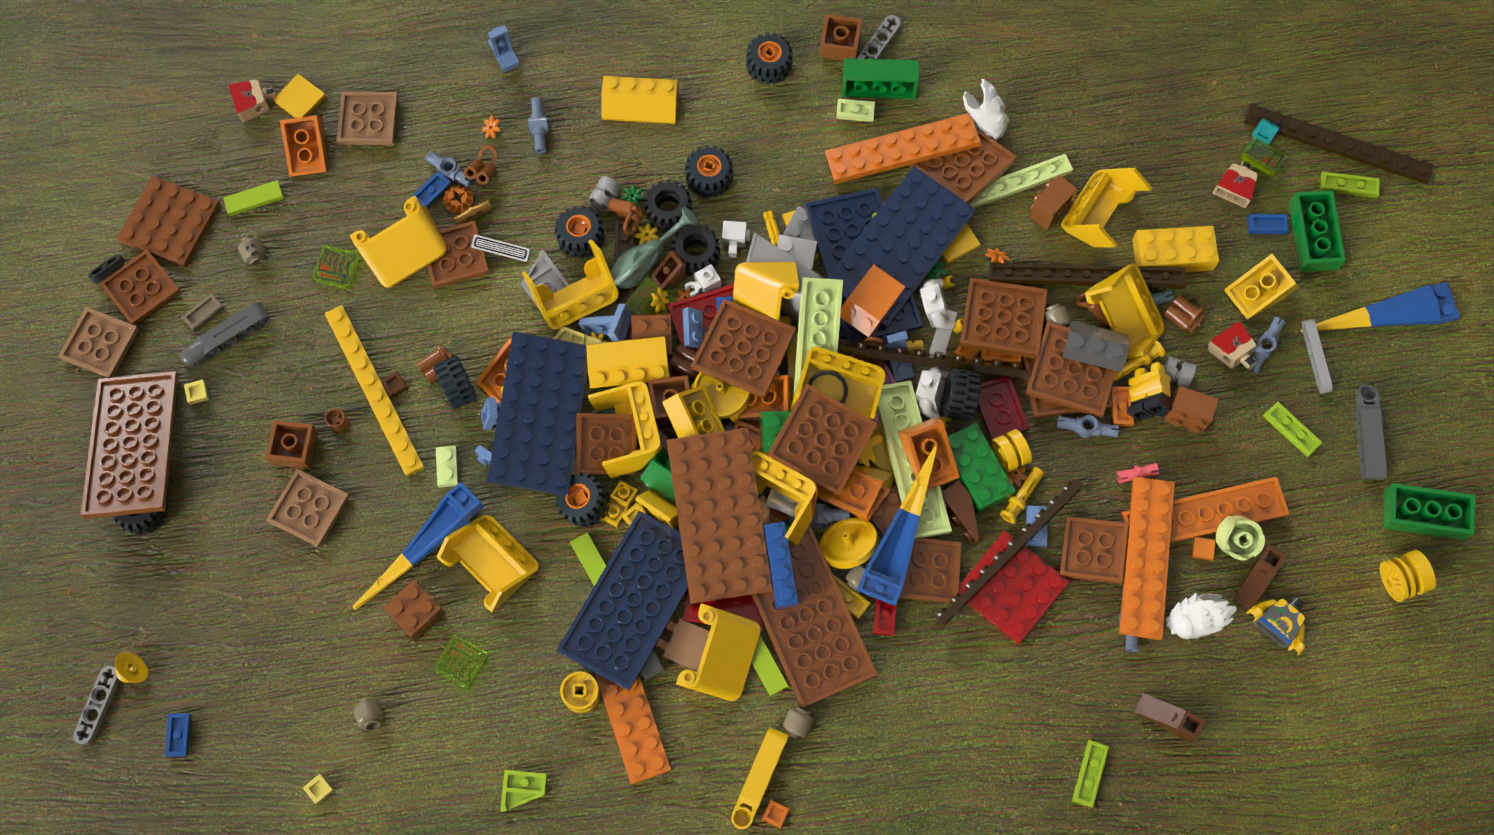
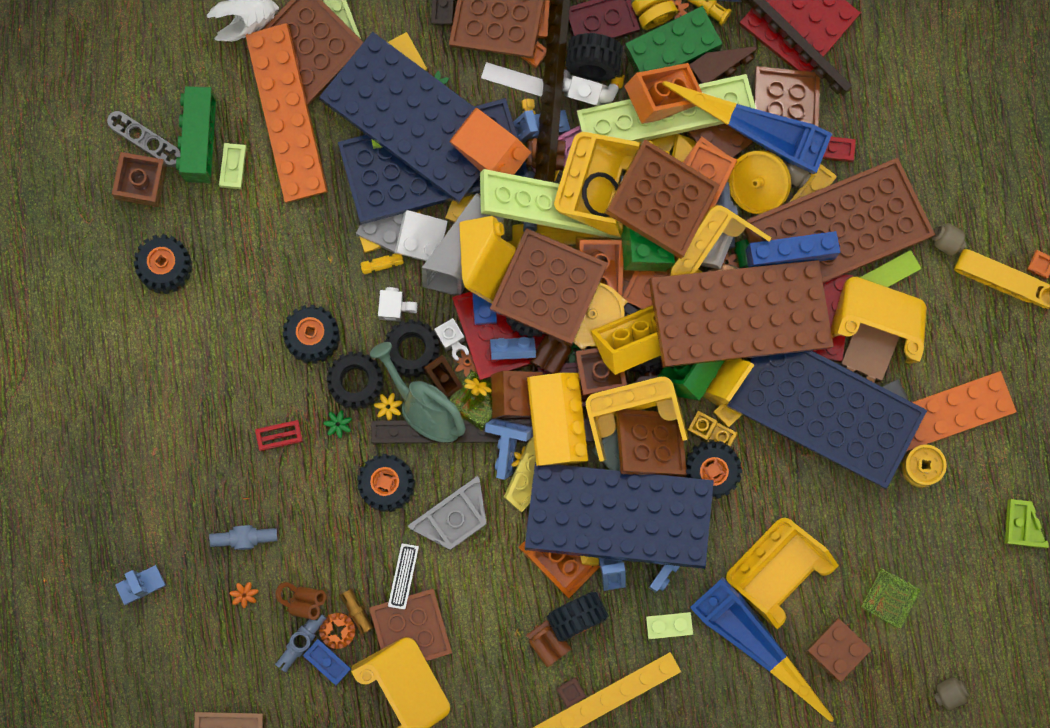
camera: 95 degrees left, 10 degrees up
(578, 298) = (471, 481): yellow windscreen -> none
(589, 556) = (776, 461): lime tile -> none
(606, 190) = (337, 454): light grey wheel -> none
(627, 165) = (299, 439): none -> red tile
(629, 211) = (363, 423): dark orange piece -> none
(639, 99) = (213, 417): yellow slope -> none
(935, 304) = (481, 82): white torso -> none
(997, 256) = (420, 14): orange plant -> none

